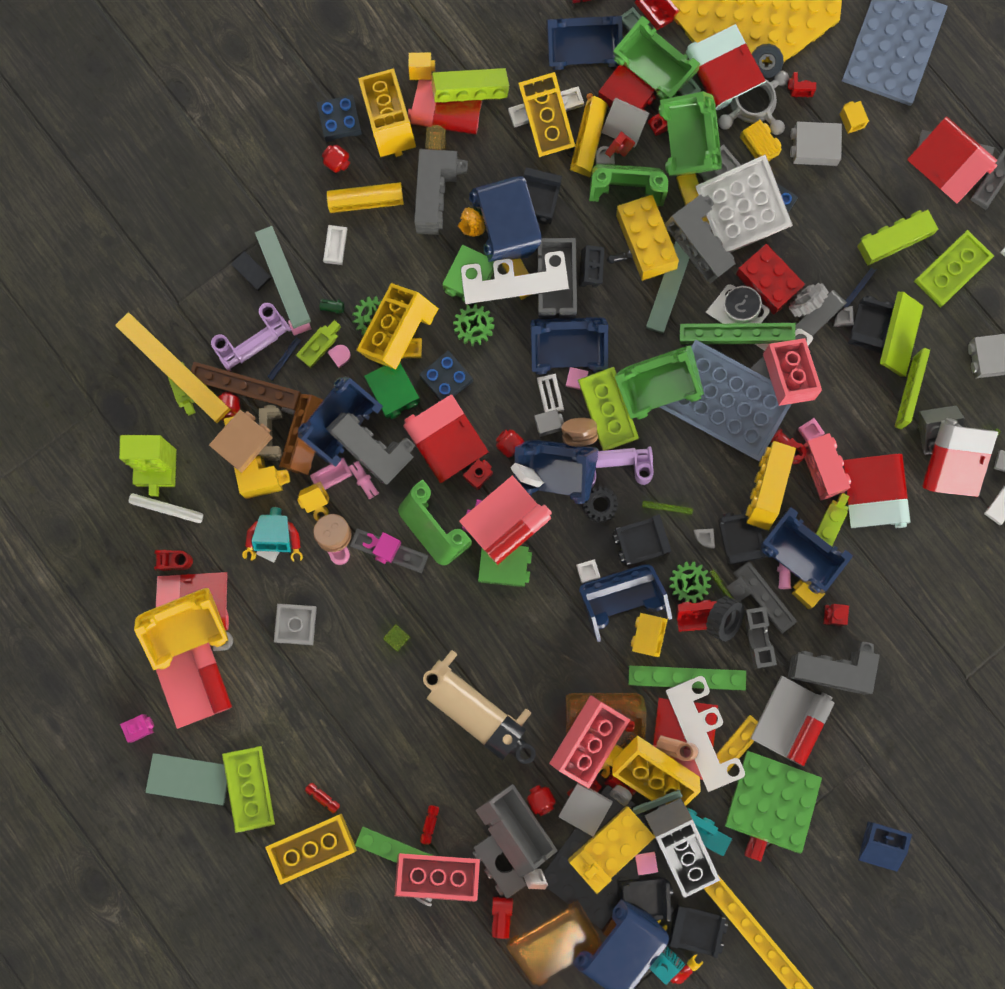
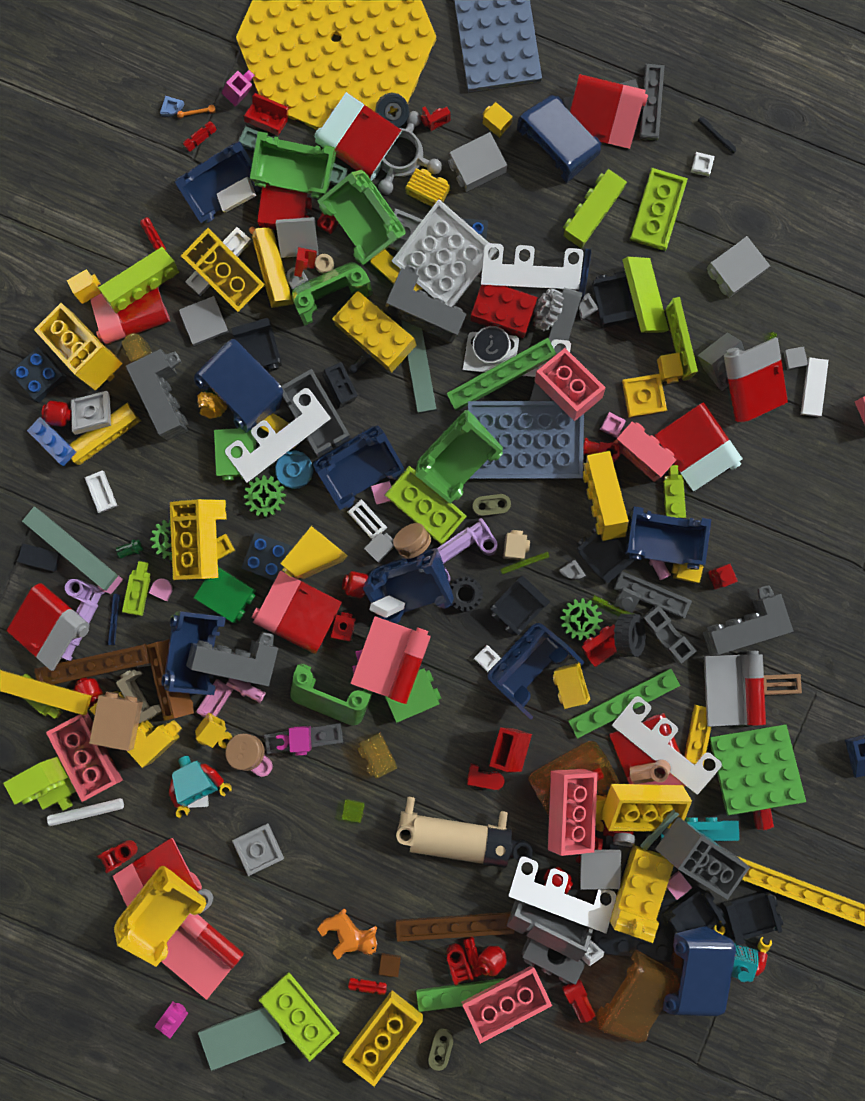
camera: 25 degrees left, 5 degrees up
(193, 459) = (85, 763): none -> coral brick
(226, 330) = (46, 625): none -> red door
(319, 179) = (51, 441): none -> plate
(332, 743) = (349, 935): none -> orange animal
(352, 790) = (389, 965): none -> reddish brown tile
(355, 889) = (440, 1048): none -> olive plate
(365, 173) = (90, 412): none -> light grey tile
(412, 825) = (459, 967): none -> red piece
(427, 788) = (453, 926): none -> reddish brown plate
(444, 836) = (491, 961): none -> red head
(445, 600) = (377, 755): none -> clear yellow brick
(488, 394) = (312, 555): none -> yellow windscreen
(502, 53) = (151, 233): none -> red axle
(505, 149) = (203, 320): none -> light grey tile
(511, 317) = (294, 469): none -> dark azure tile
(526, 674) = (490, 780): none -> red leg
(531, 813) = (555, 901): none -> white piece
(565, 658) = (510, 750): none -> red brick
(593, 59) = (236, 194): none -> white tile
(635, 157) = (324, 263): none -> tan tile
(666, 439) = (491, 505): none -> olive plate
(668, 486) = (516, 545): none -> tan brick
(805, 259) = (527, 275): none -> white piece
(852, 748) = (783, 676): none -> medium nougat tile
(853, 421) = (644, 395): none -> yellow tile
(889, 409) = (670, 367): none -> yellow brick
(901, 159) = (560, 136): none -> windscreen

